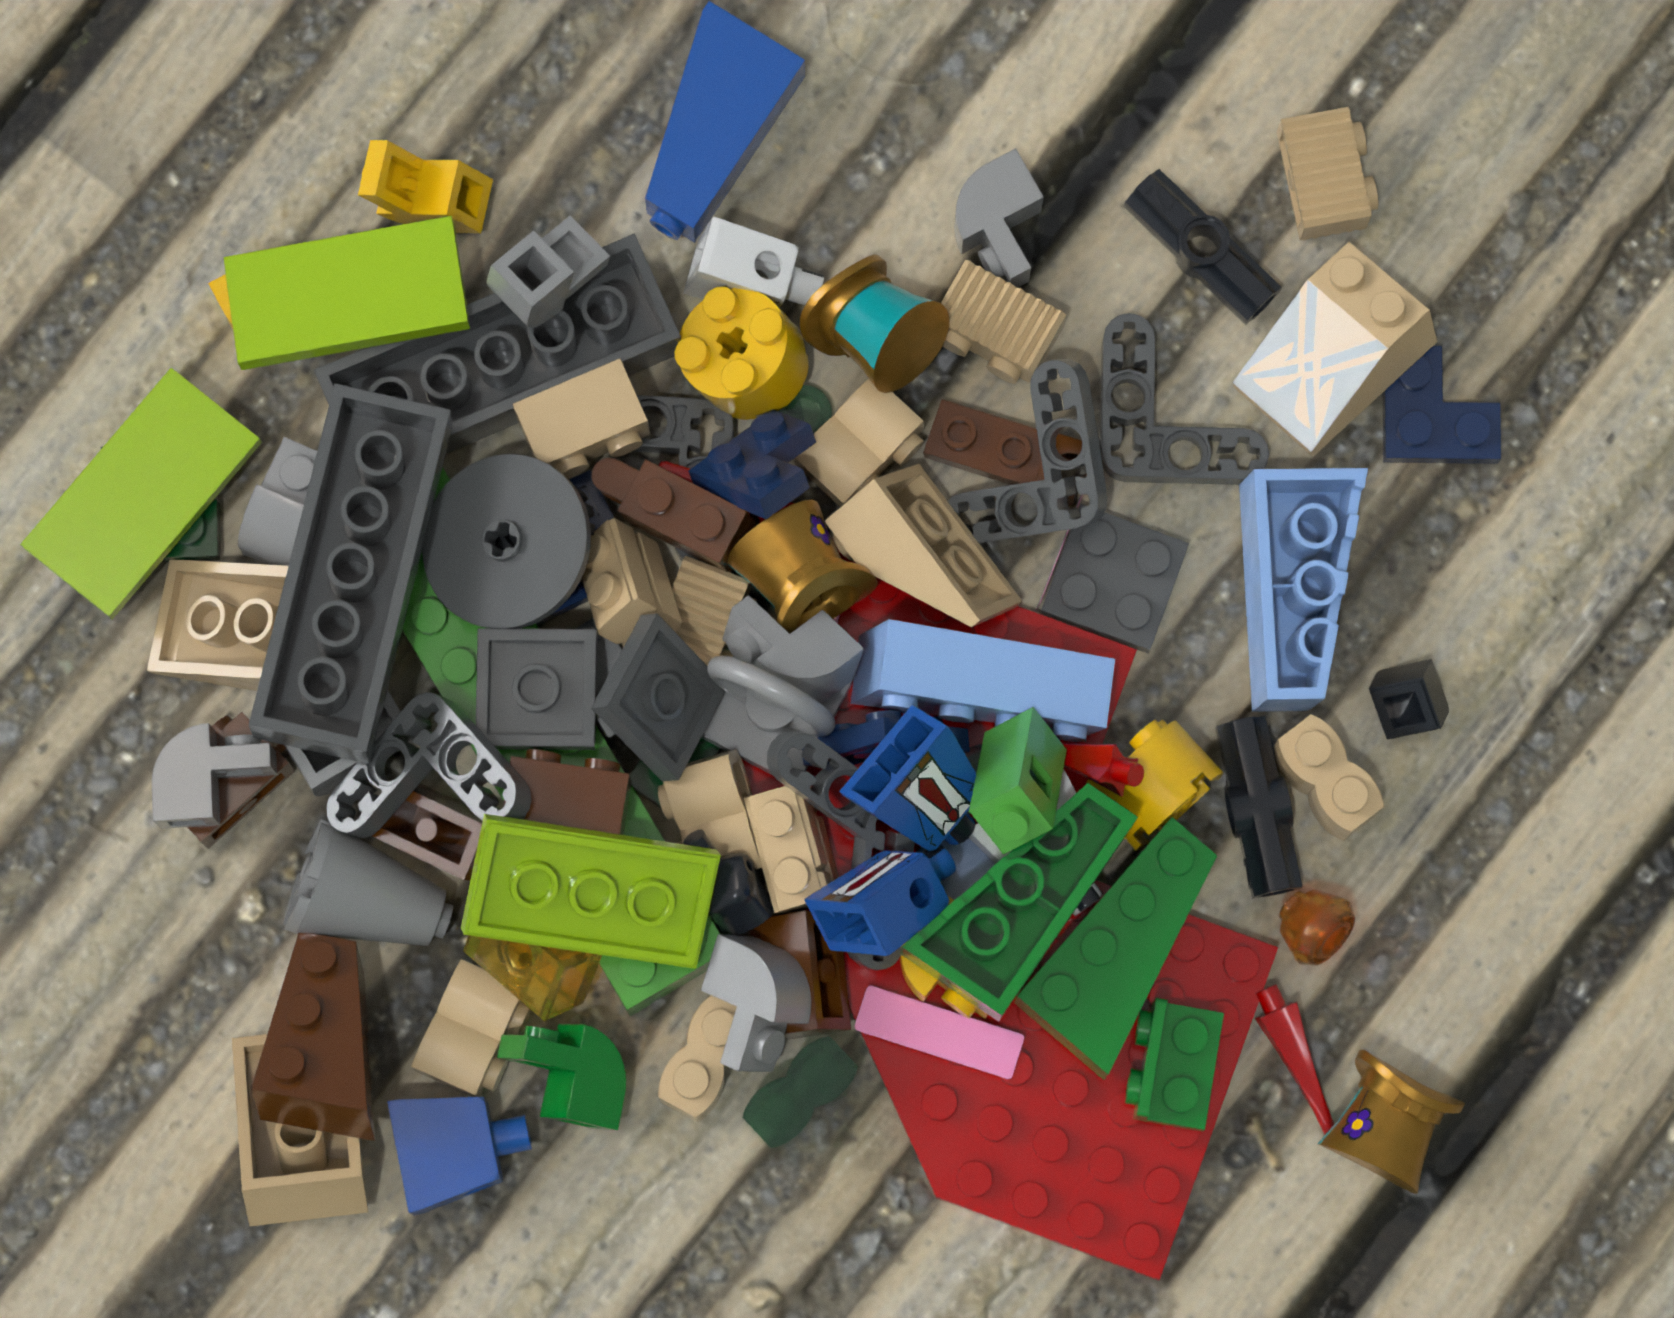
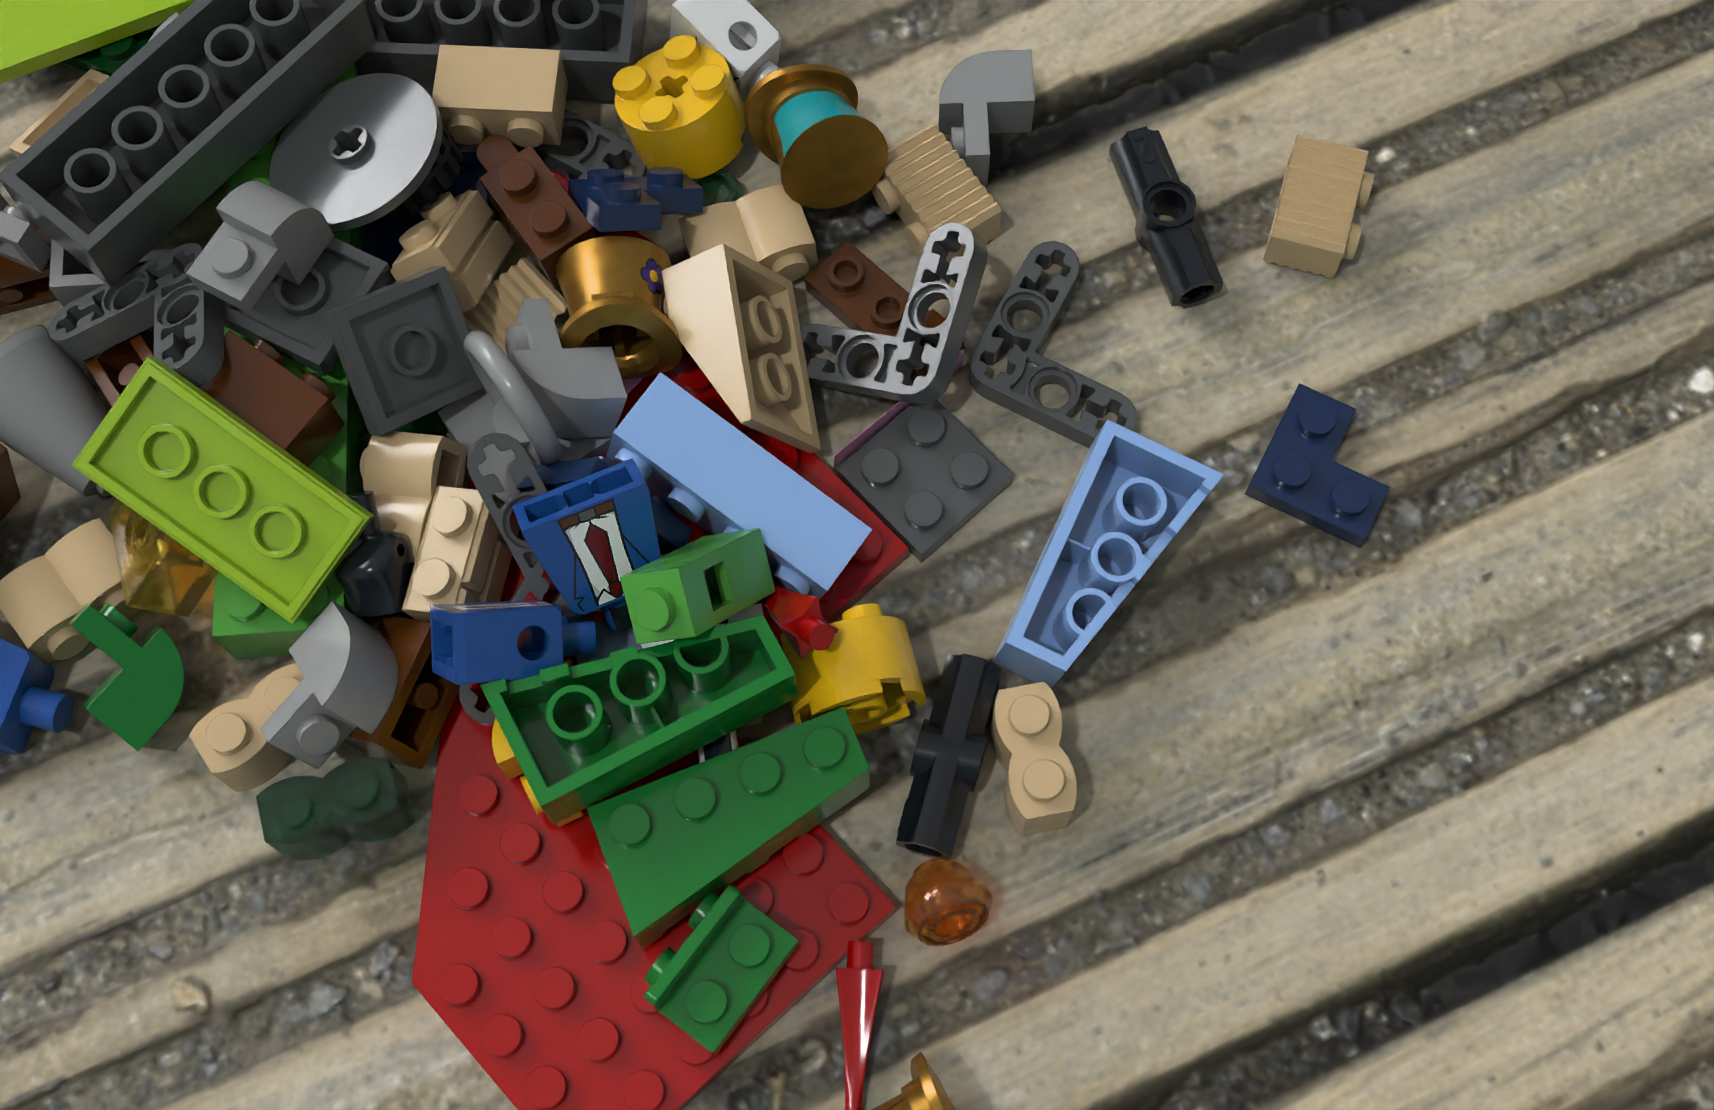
camera: 30 degrees right, 10 degrees down
(500, 677) = (259, 238): none -> light grey brick
(939, 1032) = (507, 817): bright pink sticker -> none
(1335, 349) = (1251, 358): tan slope -> none
(1409, 699) = (1157, 726): black slope -> none

